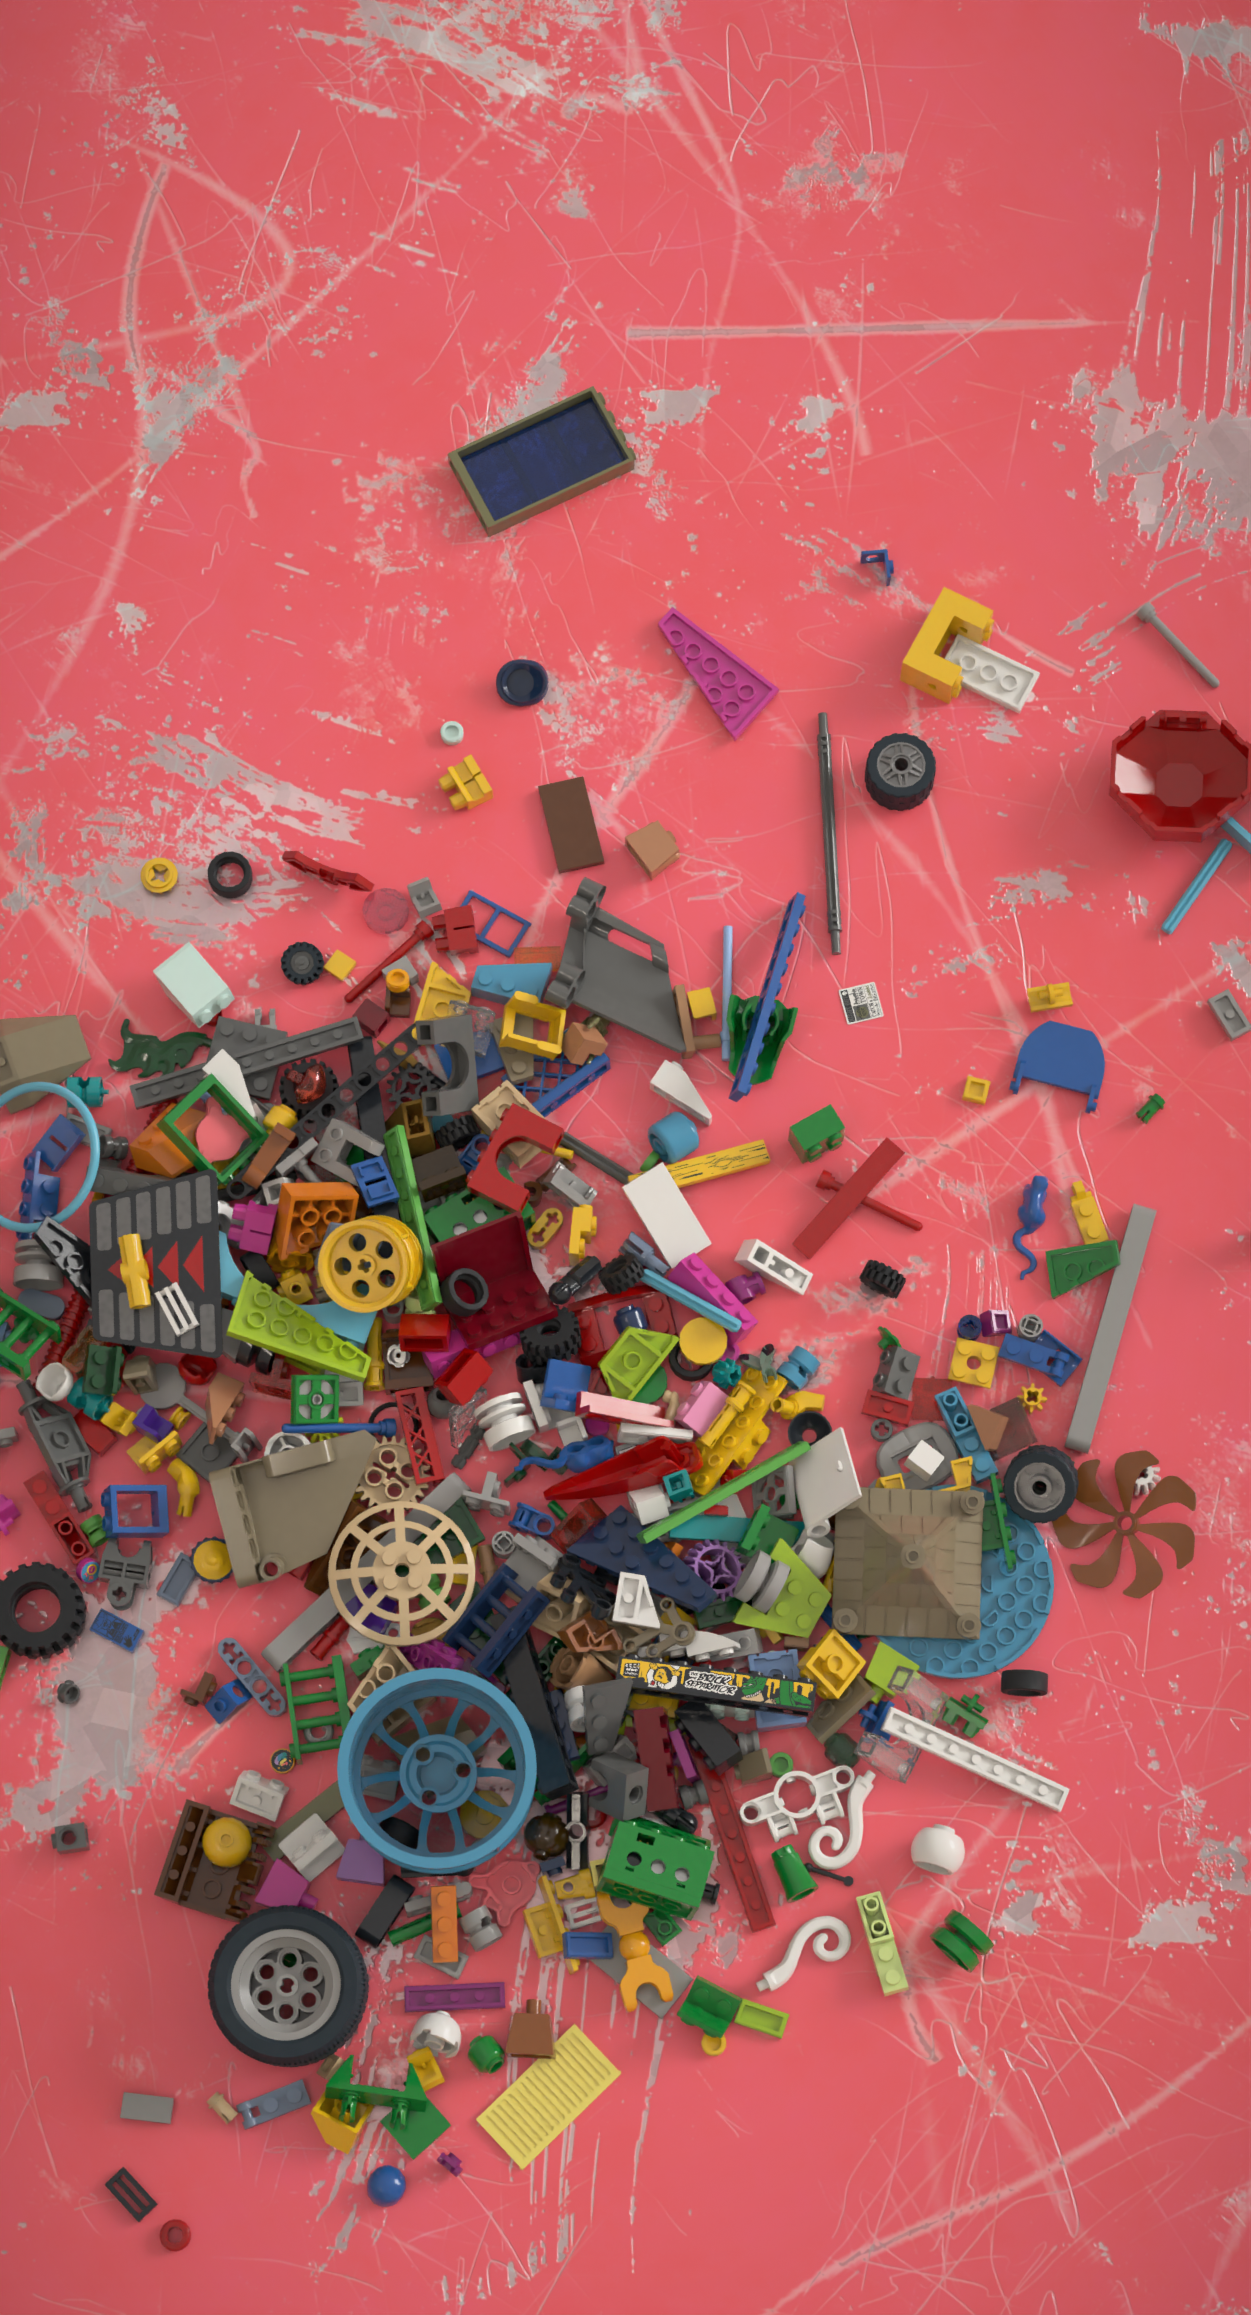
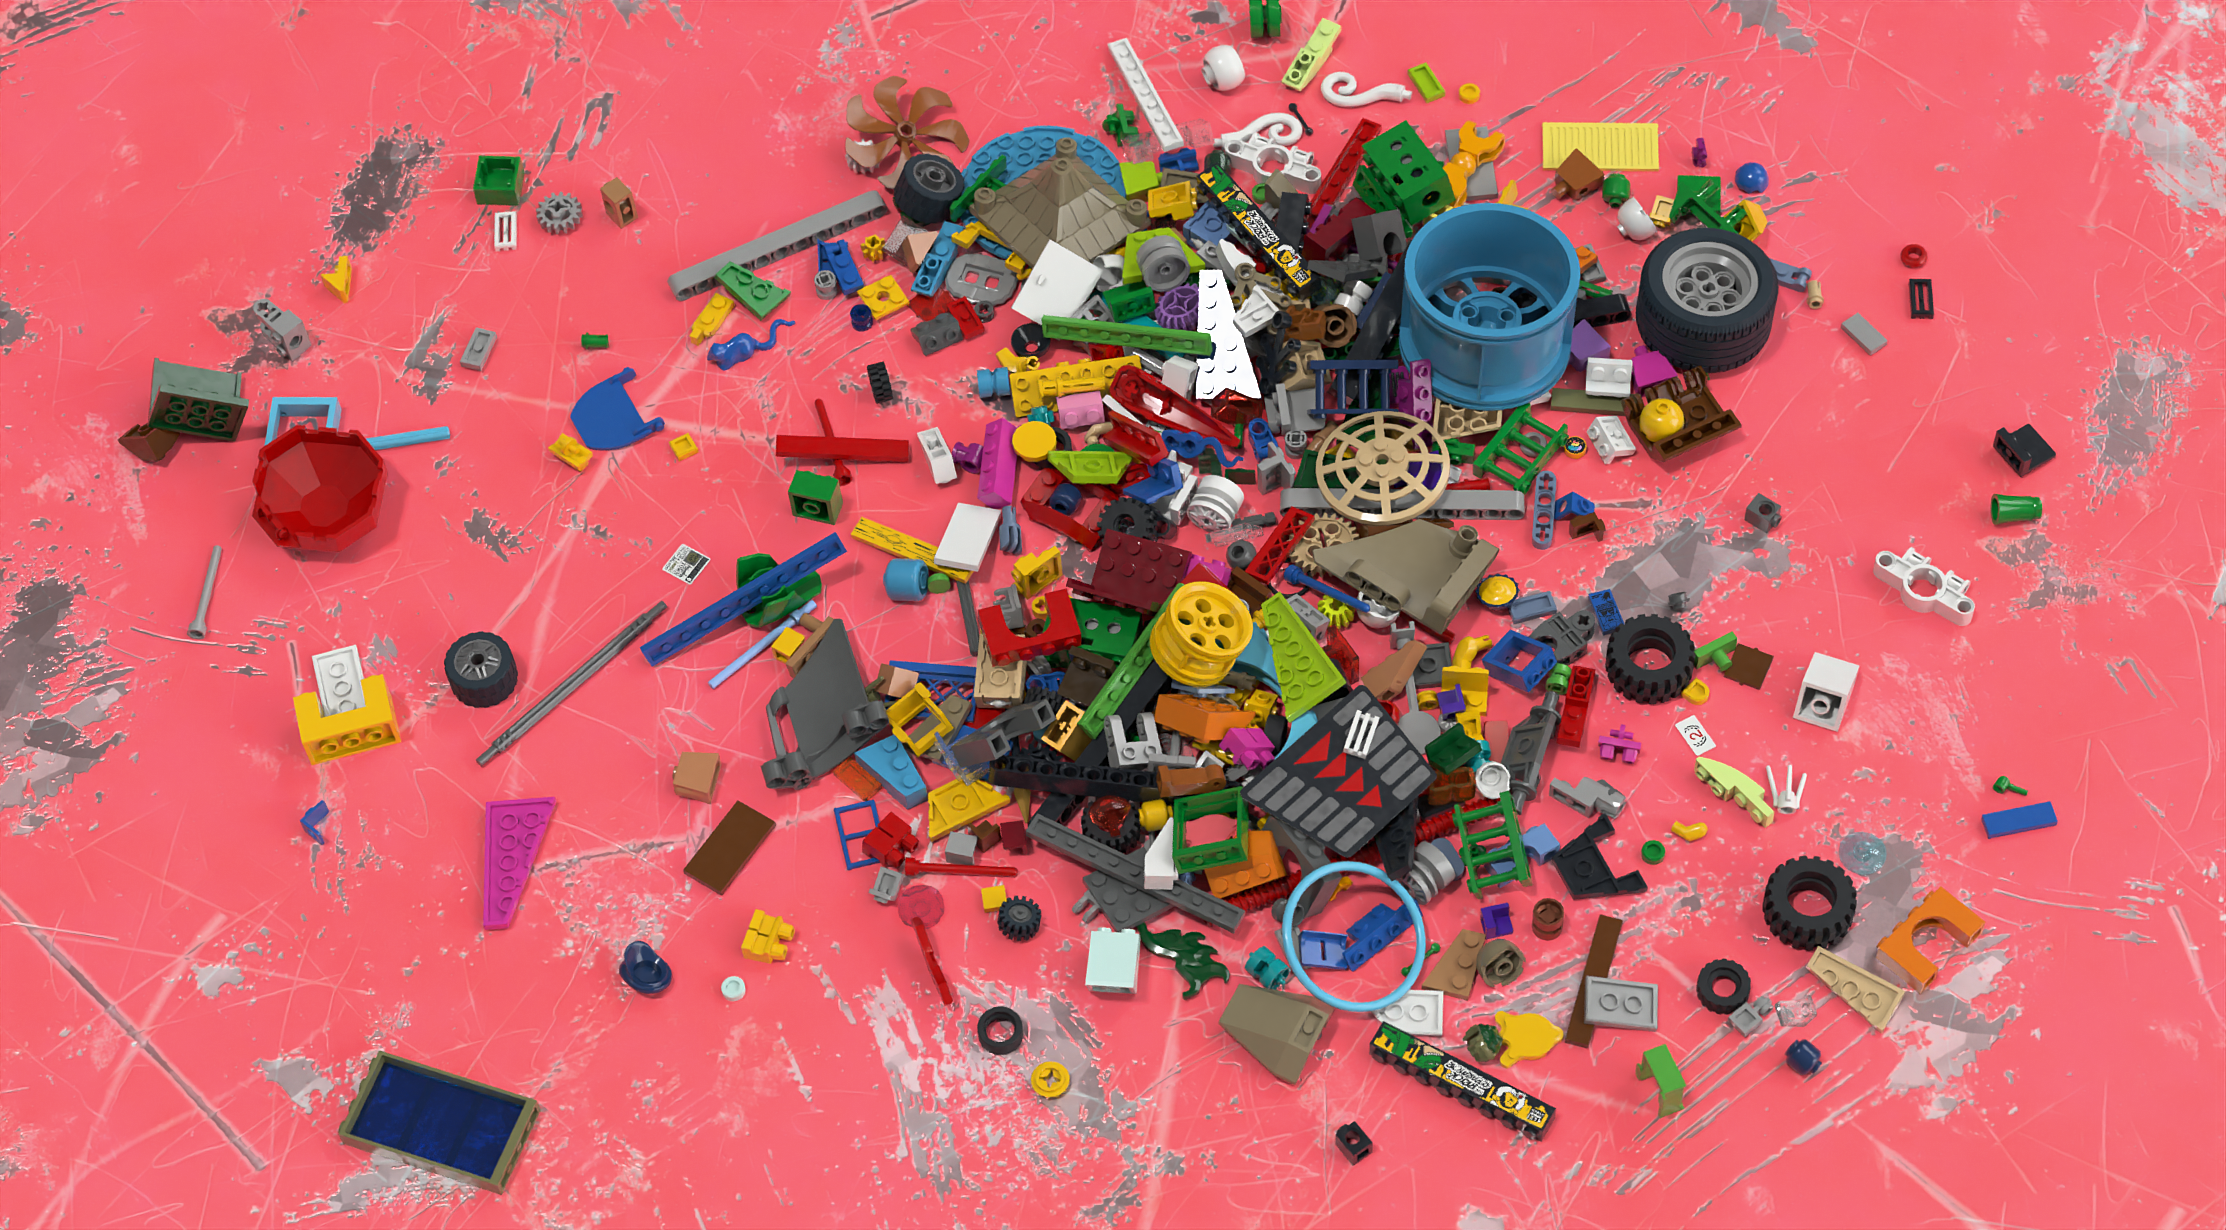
camera: 130 degrees left, 15 degrees down
(88, 1570) = (1588, 660): tile -> none
(134, 1271) = (1365, 779): yellow piece -> none
(140, 1374) = (1426, 733): dark tan slope -> none
(314, 1399) = (1327, 610): green piece -> none
(378, 1192) = (1141, 690): blue piece -> none
(397, 980) = (970, 834): light orange tile -> none
(454, 1997) = (1603, 238): magenta tile -> none
(464, 1377) = (1213, 539): red brick -> none
(474, 1281) = (1149, 576): black tyre -> none
(574, 1280) = (1073, 545): black piece -> none
(587, 1945) = (1491, 187): blue tile -> none
(621, 1273) = (1040, 514): black tyre -> none
(677, 1088) = (865, 609): white slope -> none
(679, 1486) = (1150, 361): teal piece -> none
(691, 1301) = (1014, 469): medium azure axle -> none
(709, 2007) = (1456, 105): green bracket -> none
(763, 1363) = (1011, 403): sand green piece -> none
(793, 1874) = (1323, 128): green plant -> none
(887, 1339) = (919, 351): green plant -> none
(924, 1460) = (981, 264): white panel -> none
(995, 1323) = (840, 310): magenta slope -> none
(1024, 1682) = (1068, 106): black tyre -> none

